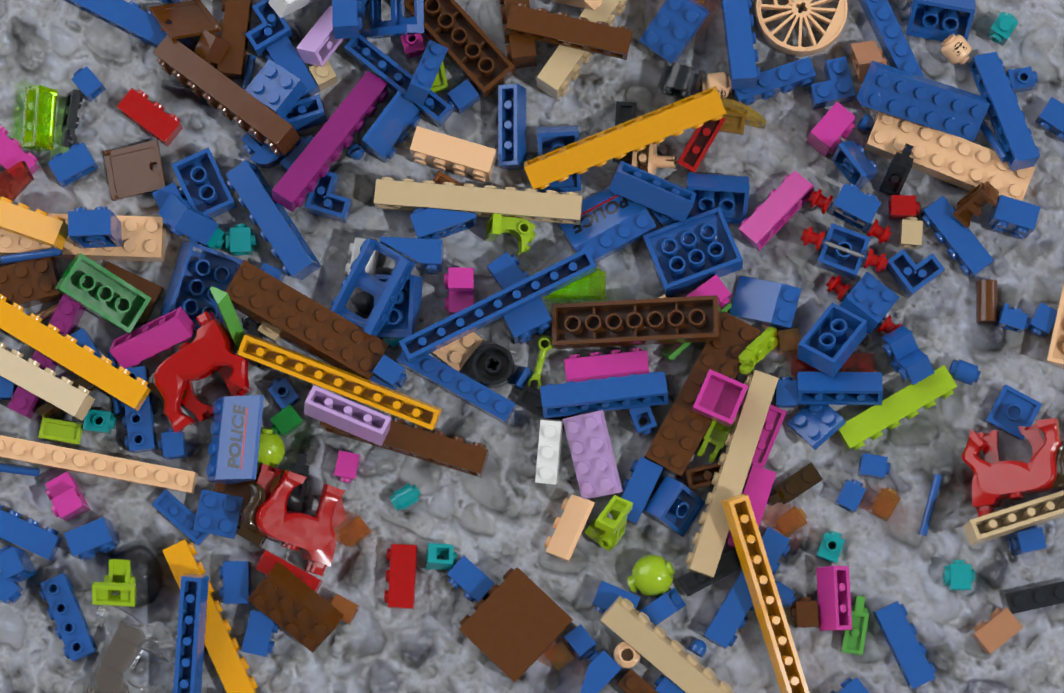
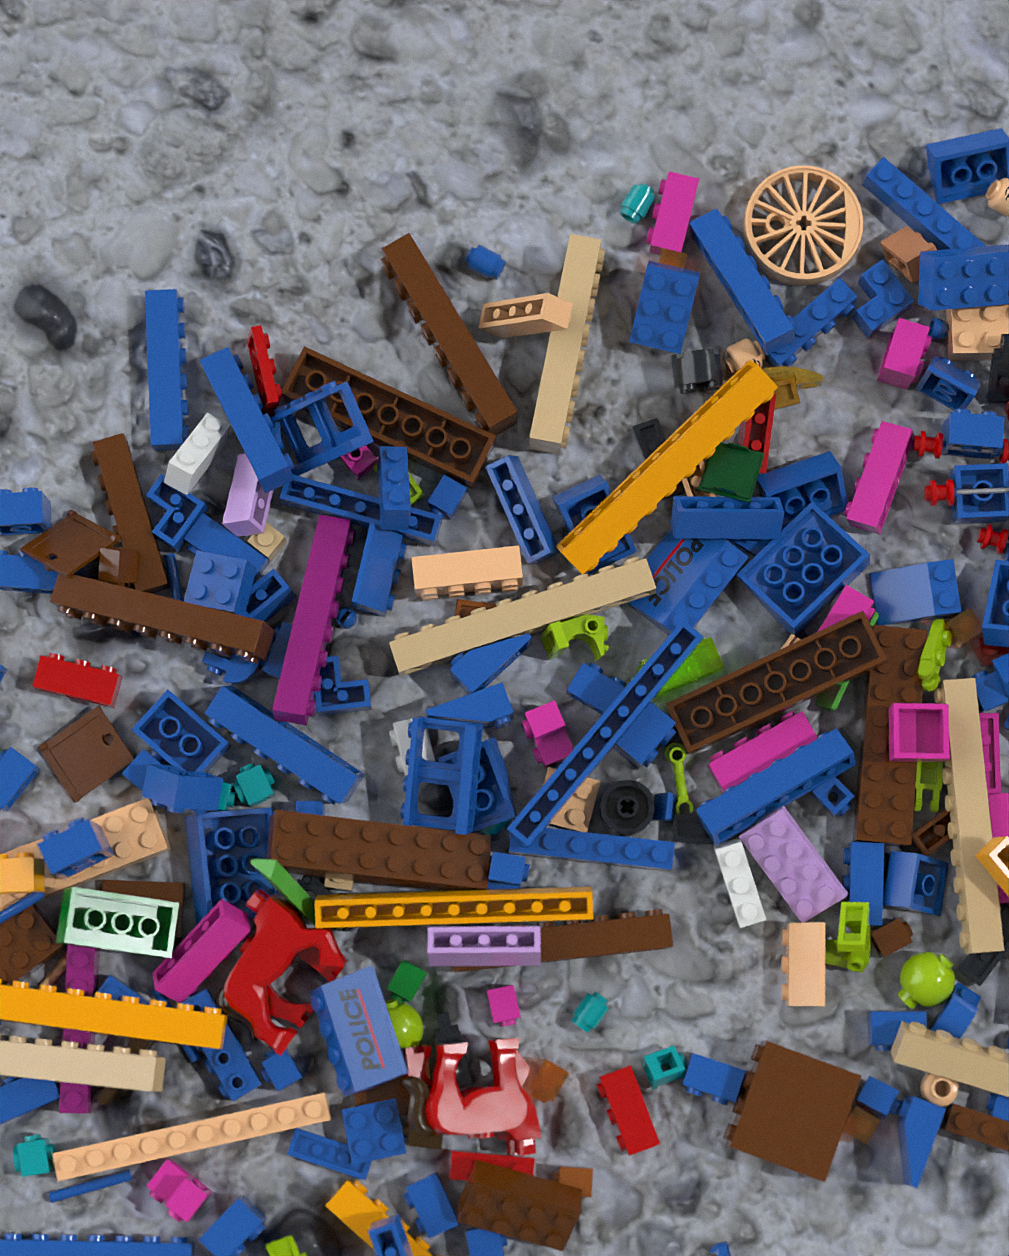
camera: 25 degrees left, 0 degrees up
(60, 431) = (135, 1111): lime tile -> none
(105, 427) = (190, 1076): teal brick -> none
(283, 393) = (388, 949): blue brick -> none
(569, 31) = (546, 366): reddish brown brick -> none
(640, 535) = (891, 937): none -> reddish brown brick
(670, 160) = (732, 472): none -> dark green piece

